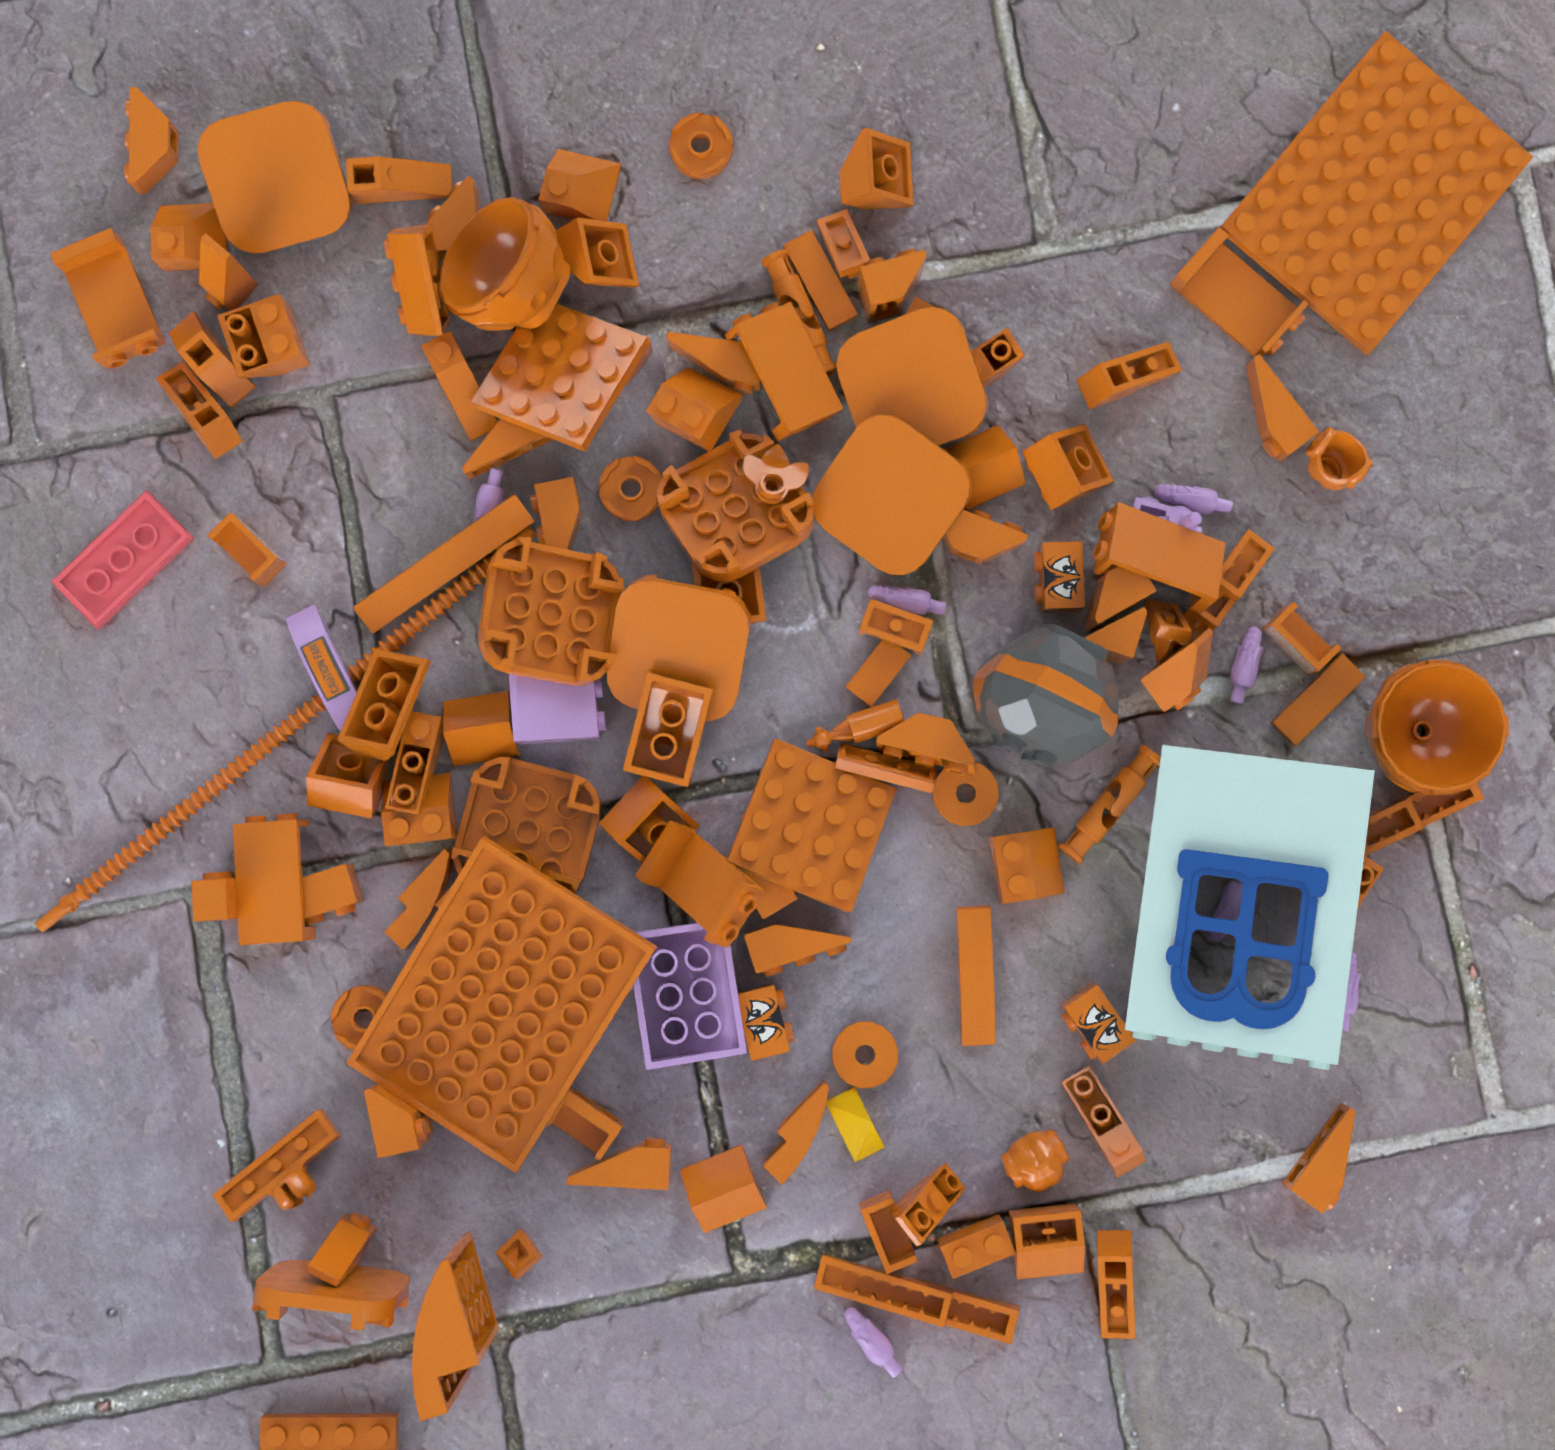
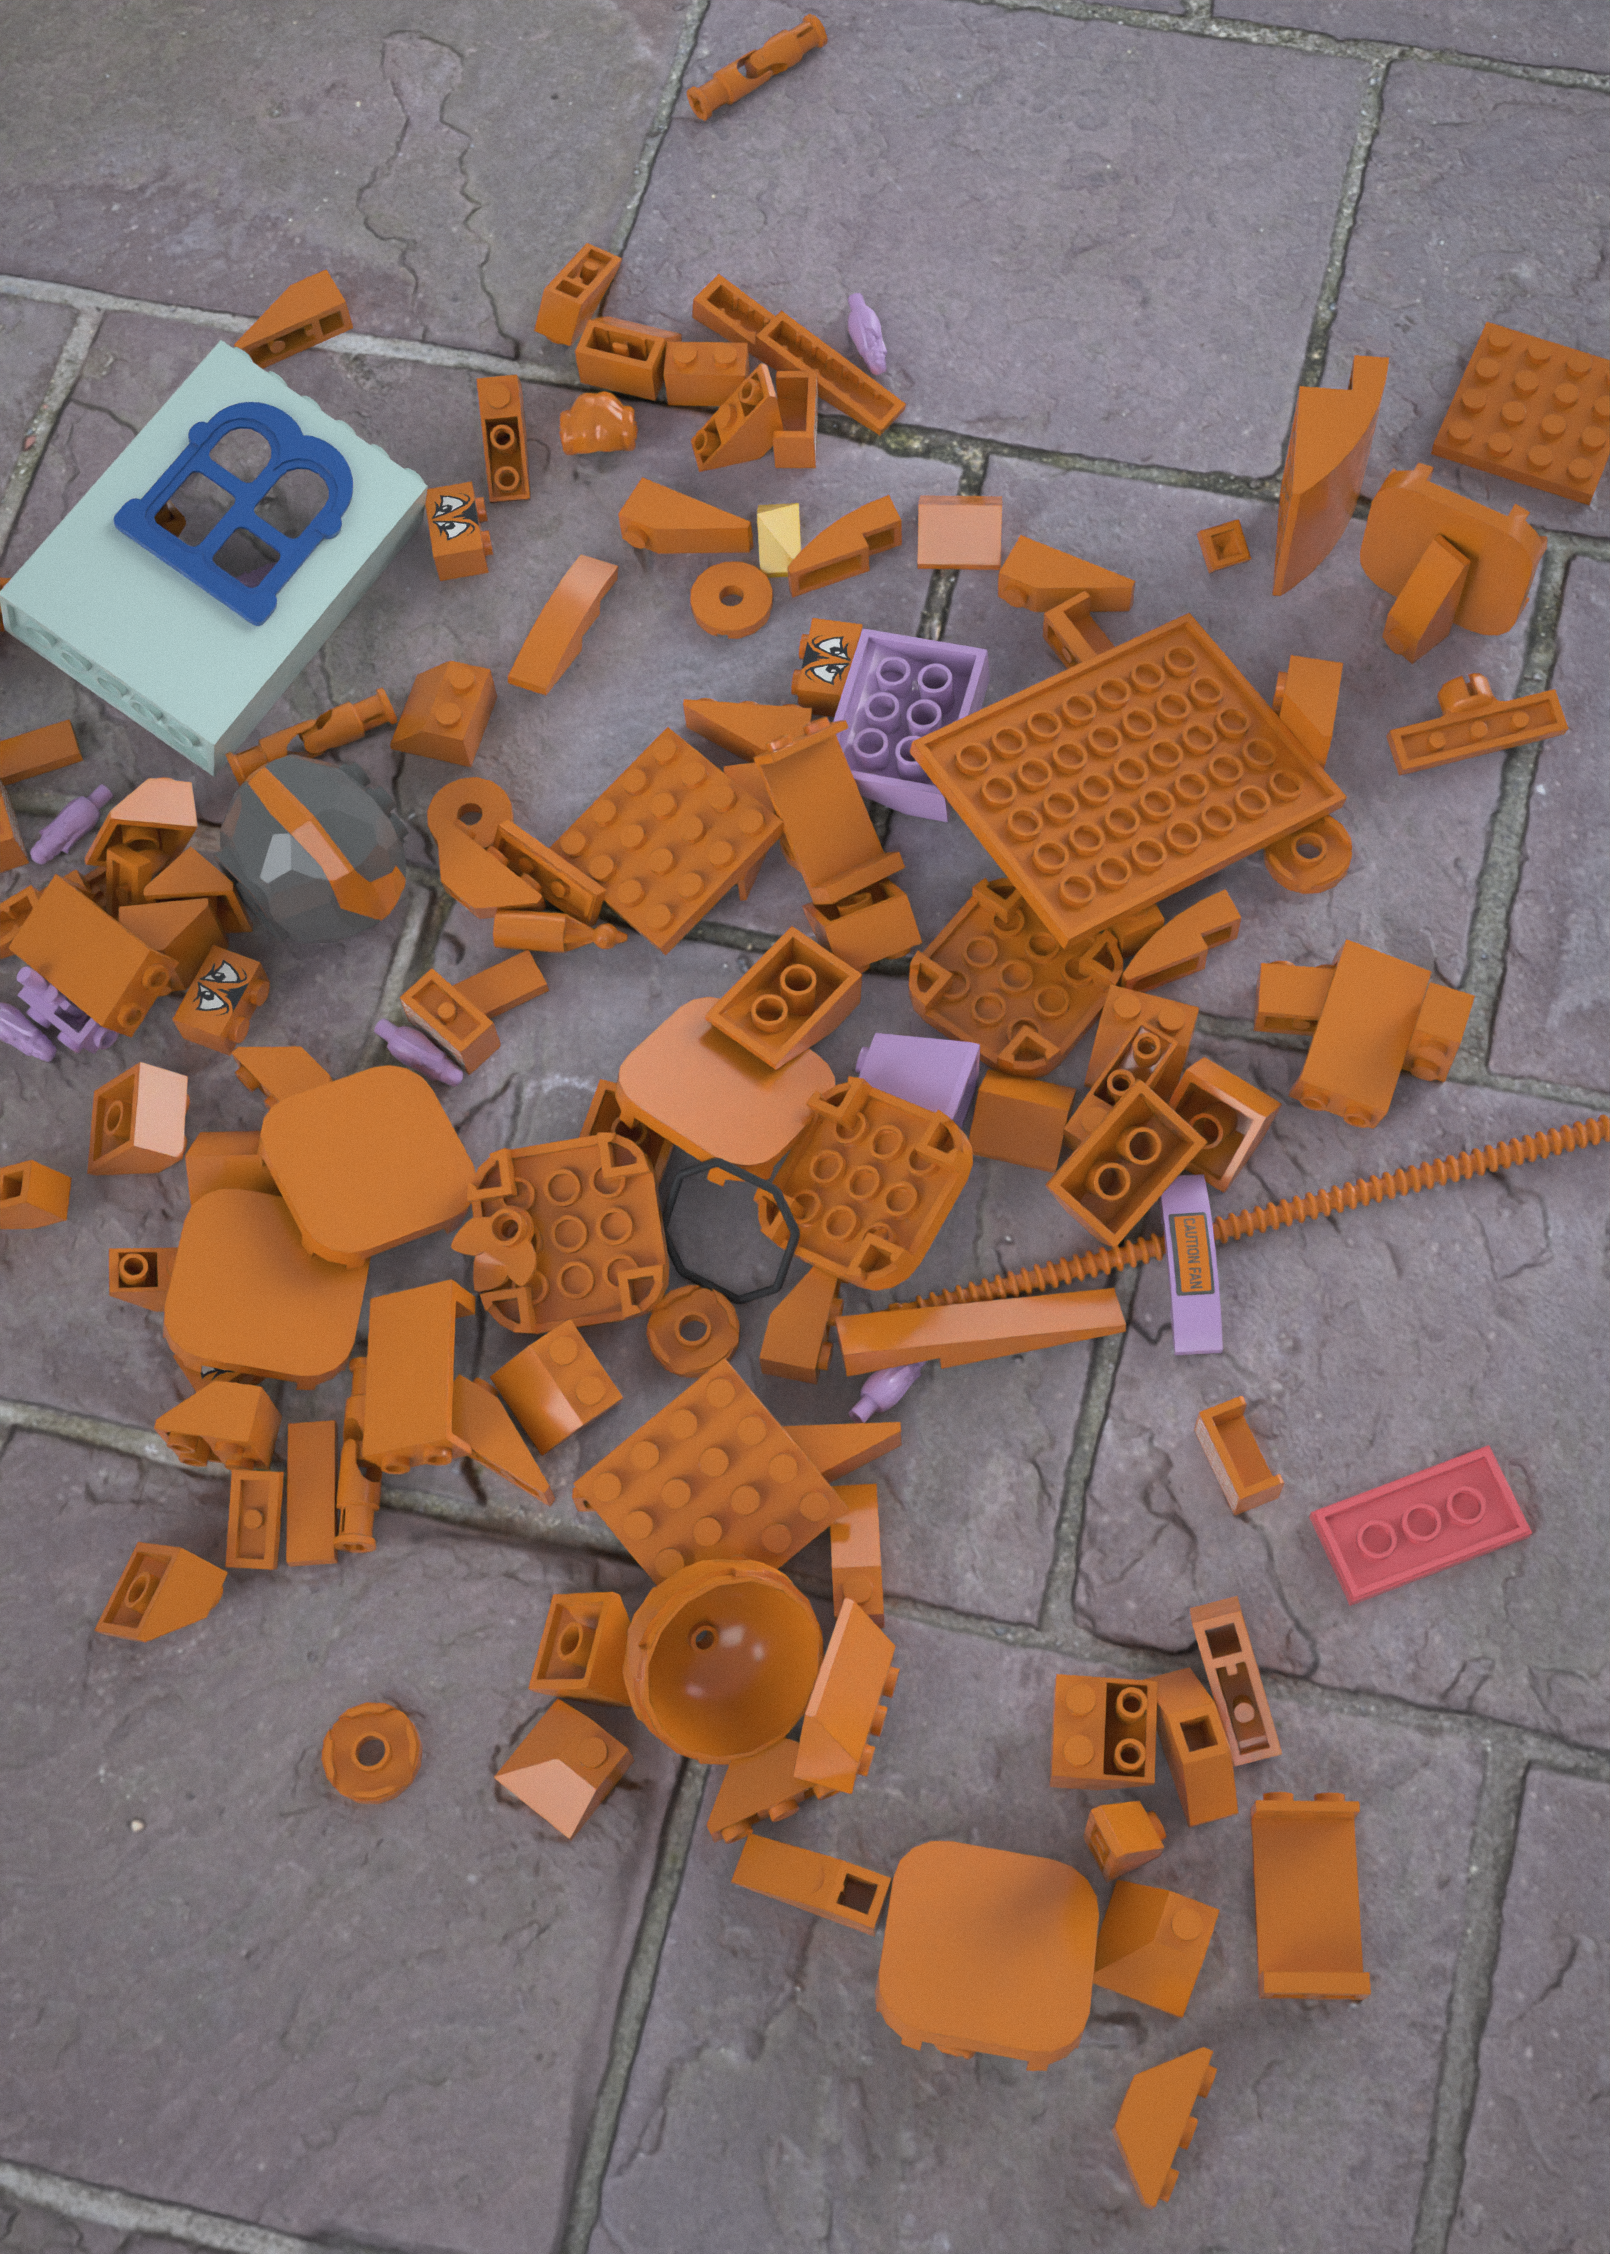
camera: 150 degrees left, 20 degrees down
(628, 576) = (755, 1180): none -> black piece
(938, 1099) = (677, 523): none -> orange slope

